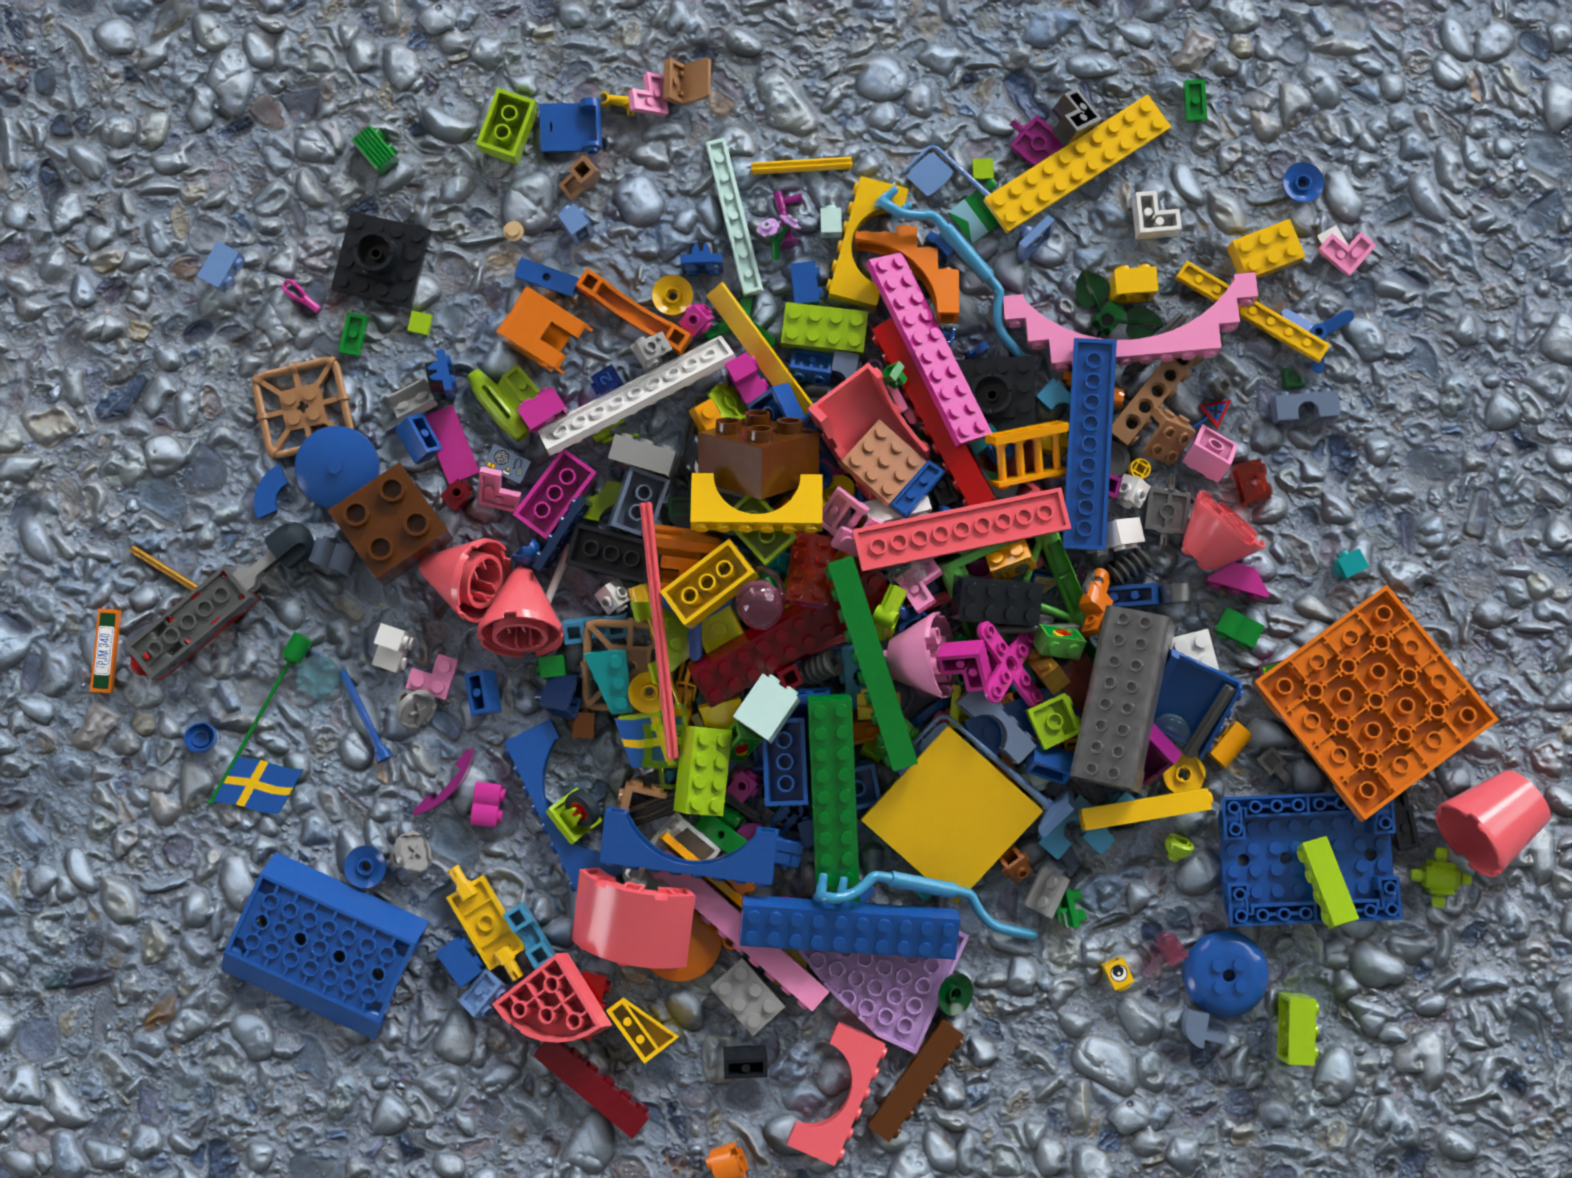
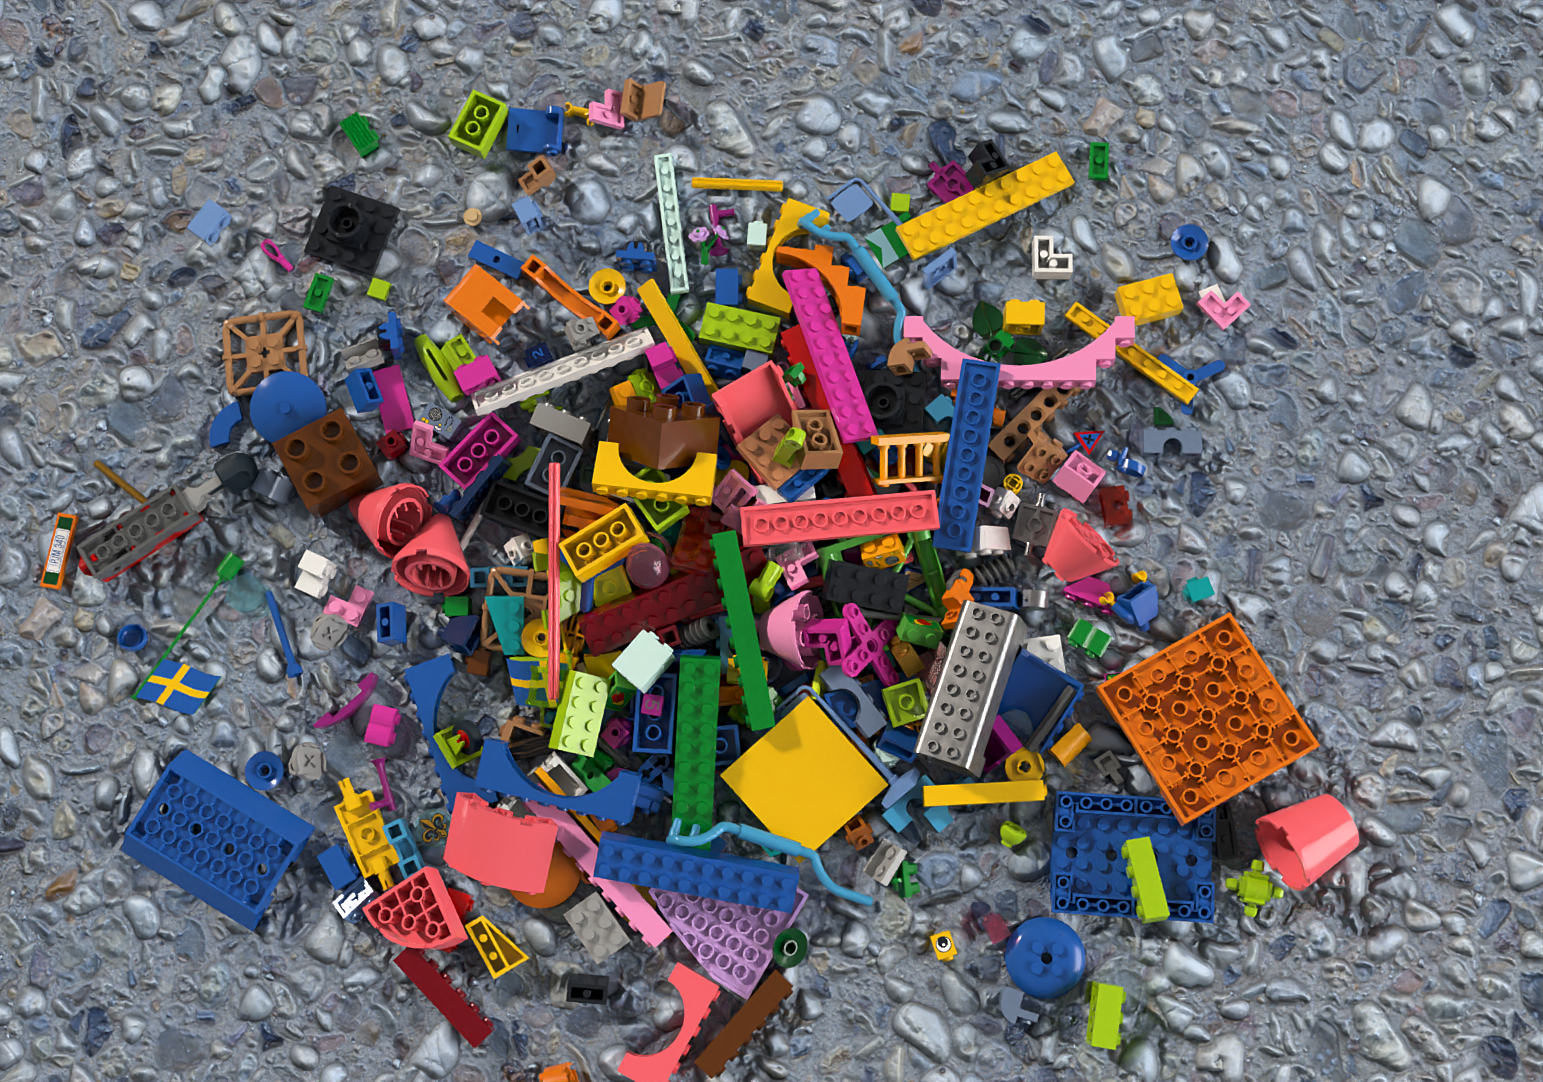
camera: 10 degrees right, 5 degrees down
(504, 885) = (389, 799): none -> magenta piece
(556, 908) = (432, 828): none -> tile
(782, 754) = (652, 704): none -> magenta tile
(899, 456) = (787, 447): none -> lime leg
(926, 445) = (821, 444): none -> medium nougat slope
(1008, 339) = (904, 353): none -> medium nougat brick
(1259, 436) = (1125, 465): none -> blue piece
(1287, 586) = (1136, 604): none -> blue torso

